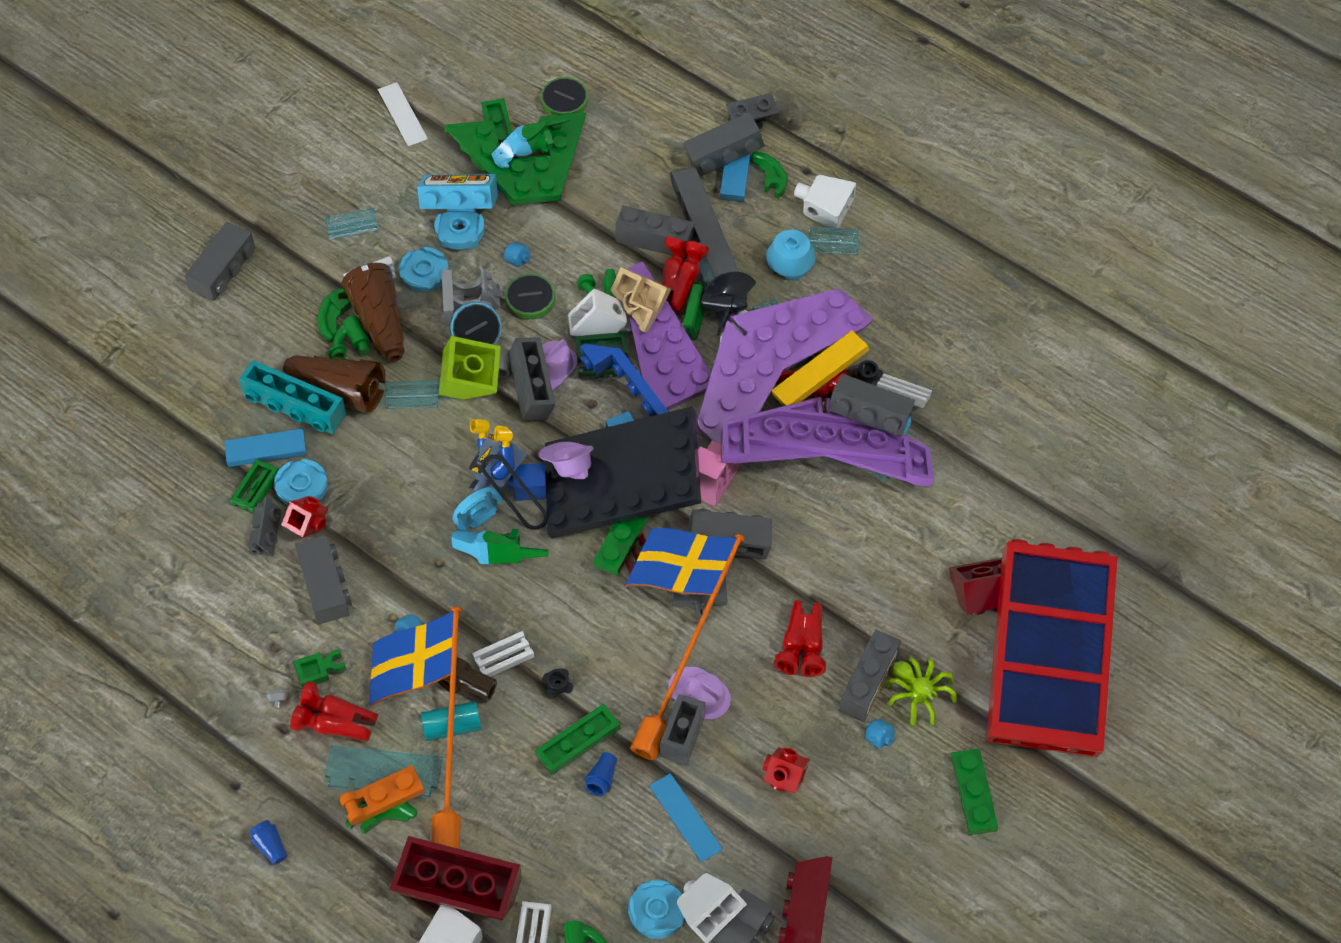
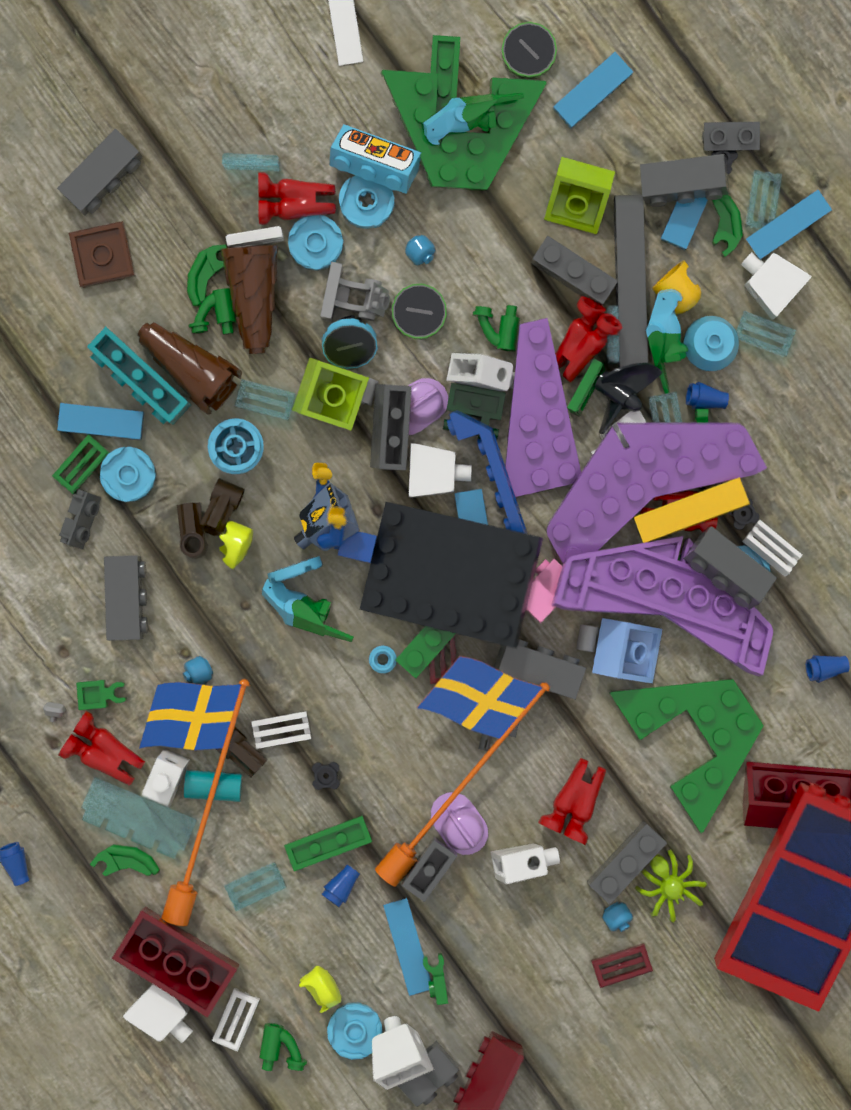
camera: 15 degrees right, 30 degrees up
(236, 323) = (102, 254): none -> reddish brown tile
(305, 516) = (121, 524): red brick -> none
(372, 509) = (189, 521): none -> dark brown piece
(382, 795) = (130, 849): orange plate -> none
(395, 239) = (296, 197): none -> red piece
(395, 427) = (235, 446): none -> medium azure cone
(395, 478) = (224, 500): none -> dark brown piece
(401, 716) = (165, 778): none -> white torso
(416, 505) = (237, 542): none -> neon yellow hair
(521, 484) = (342, 557): black piece -> none
(535, 784) = (277, 876): none -> clear light blue tile
(568, 458) = (399, 541): lavender piece -> none
(581, 407) = (434, 471): none -> white torso
(581, 563) = (374, 662): none -> medium azure plate
(609, 870) = (321, 987): none -> neon yellow hair
(626, 111) = (593, 90): none -> dark azure tile
(640, 181) = (579, 195): none -> lime slope
(640, 296) = (530, 365): tan slope -> none
(726, 838) = (438, 986): none -> green plate
(747, 222) = (678, 280): none -> yellow helmet
(748, 249) = (665, 333): none -> animal
(765, 503) = (587, 638): none -> light grey hinge
(769, 700) = (511, 863): none -> white torso
(785, 769) = (513, 937): red brick -> none
(793, 136) = (767, 176): none -> clear light blue tile
(797, 291) = (705, 397): none -> blue cone
(804, 501) = (627, 650): none -> light blue slope
(823, 159) = (788, 224): none -> dark azure sticker
(881, 787) = (618, 955): none -> dark red tile
(908, 535) = (722, 719): none -> green wing
(974, 792) = (685, 1003): green plate -> none
(987, 470) = (825, 667): none -> blue cone

